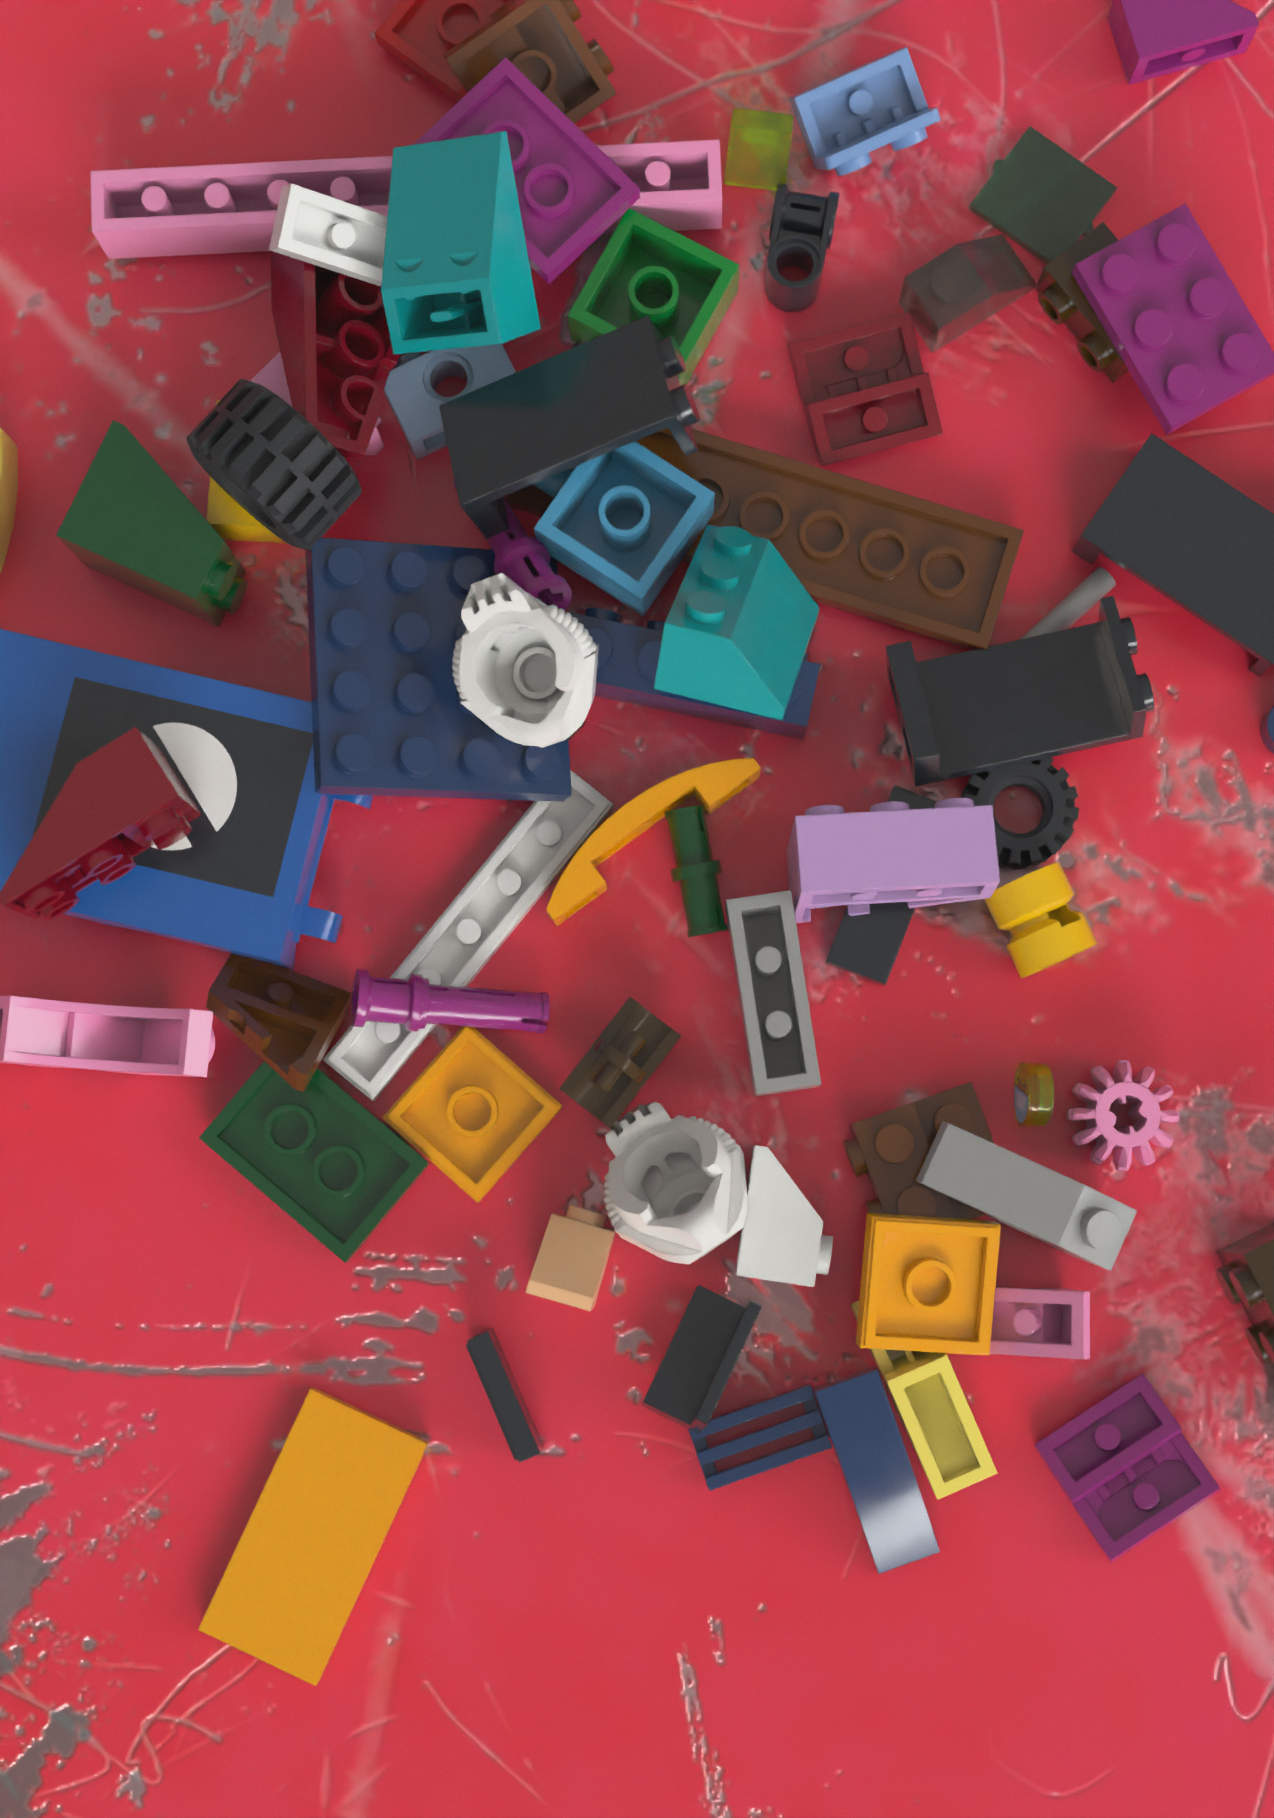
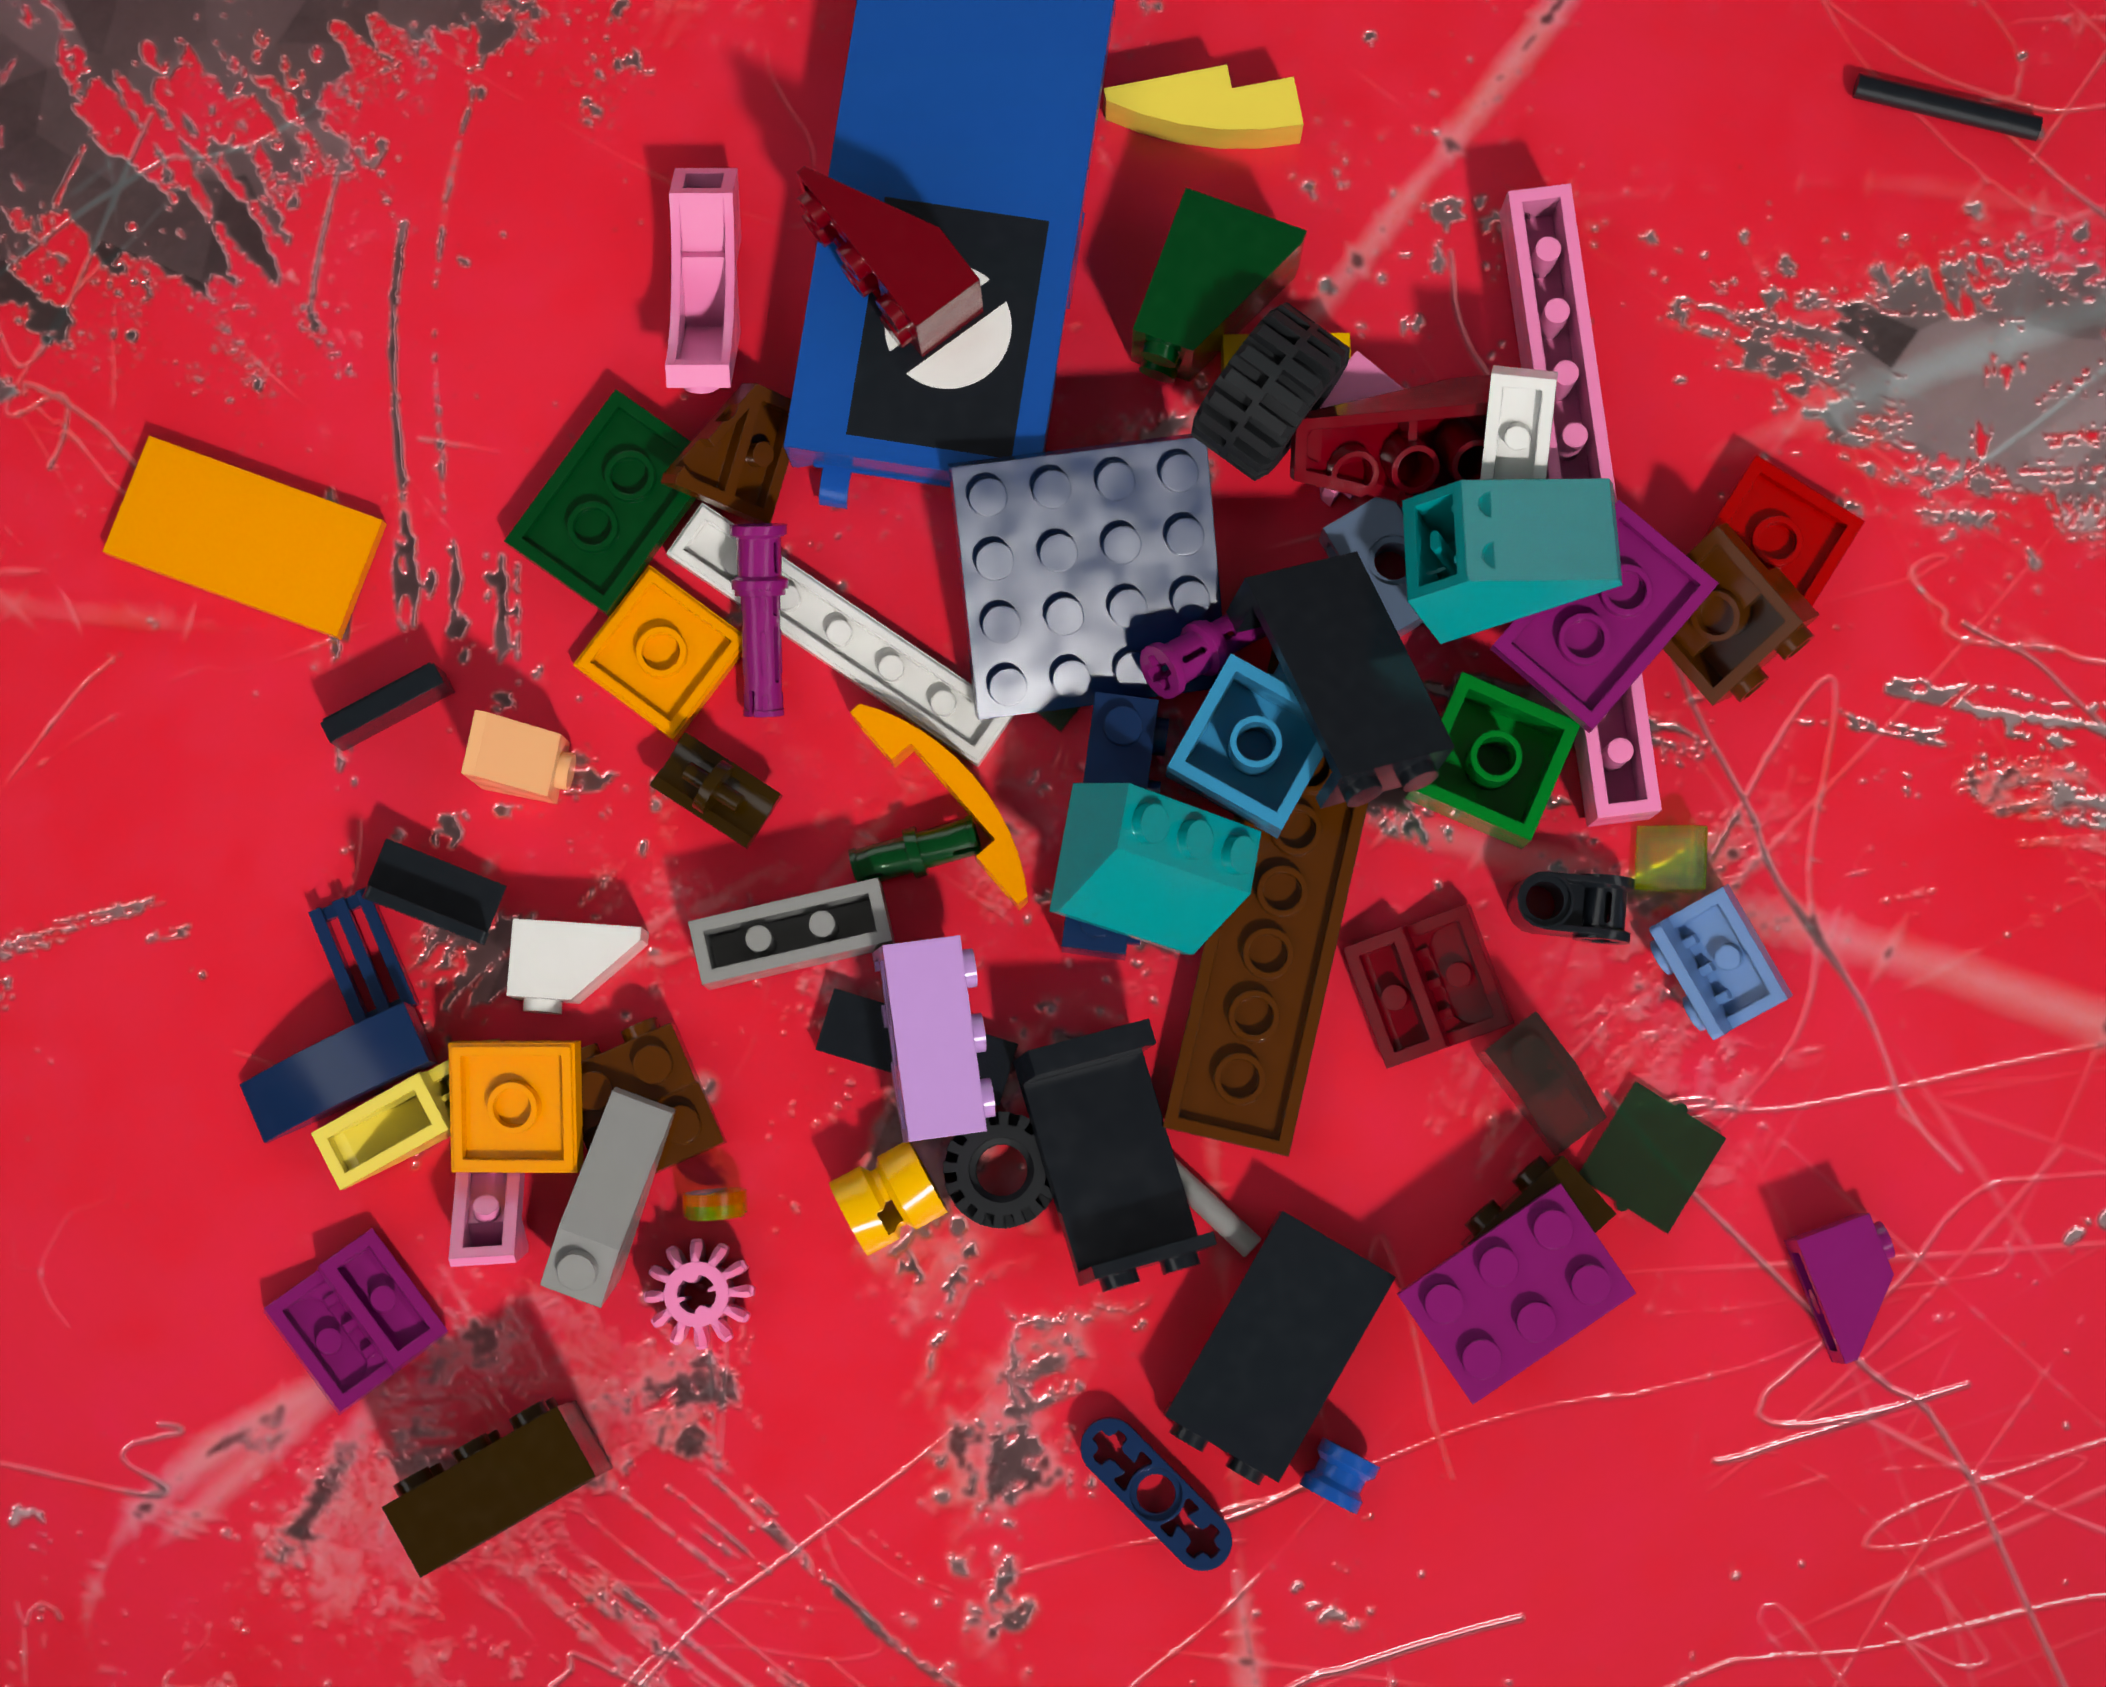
camera: 80 degrees right, 0 degrees up
(523, 664) = (1091, 655): white helmet -> none
(674, 1183) = (599, 852): white helmet -> none

